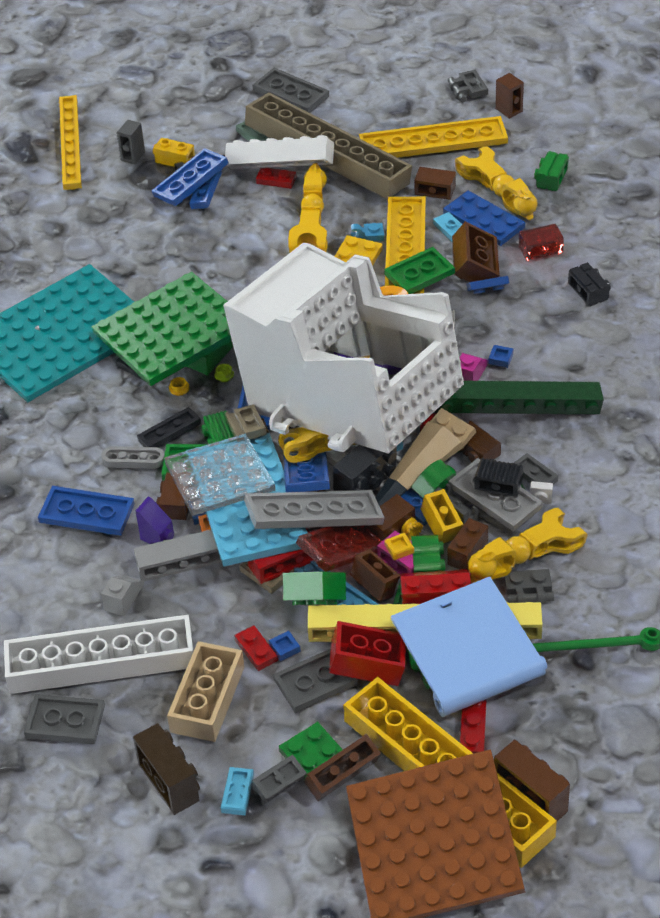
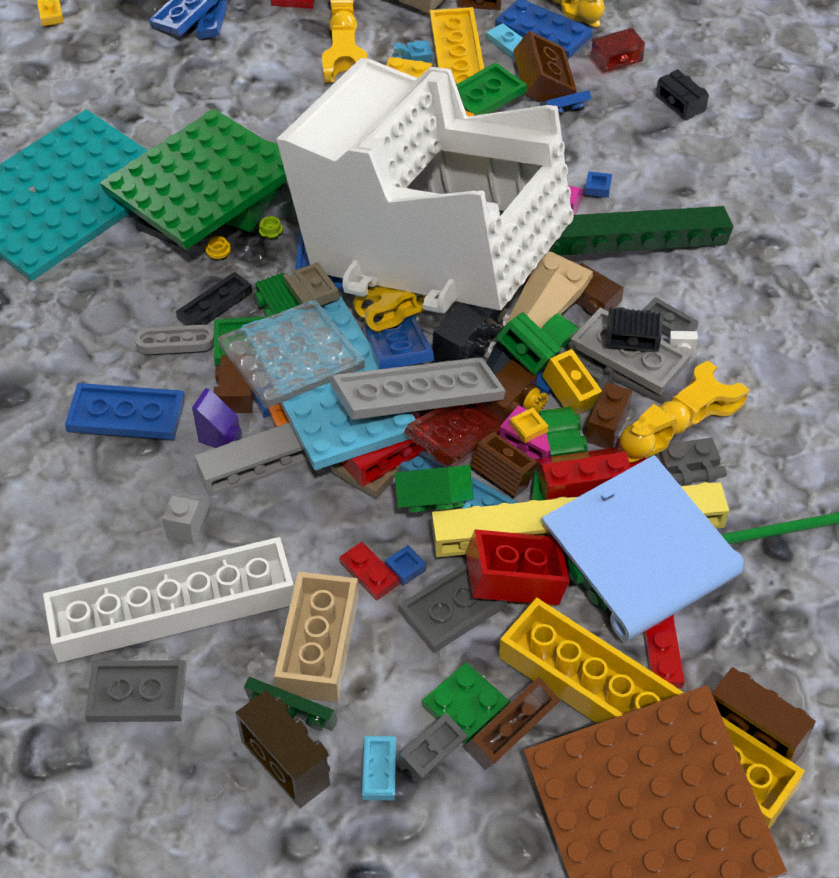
camera: 10 degrees left, 5 degrees up
(194, 747) = (314, 714): none -> dark green plate
(409, 481) = (528, 343): none -> green brick

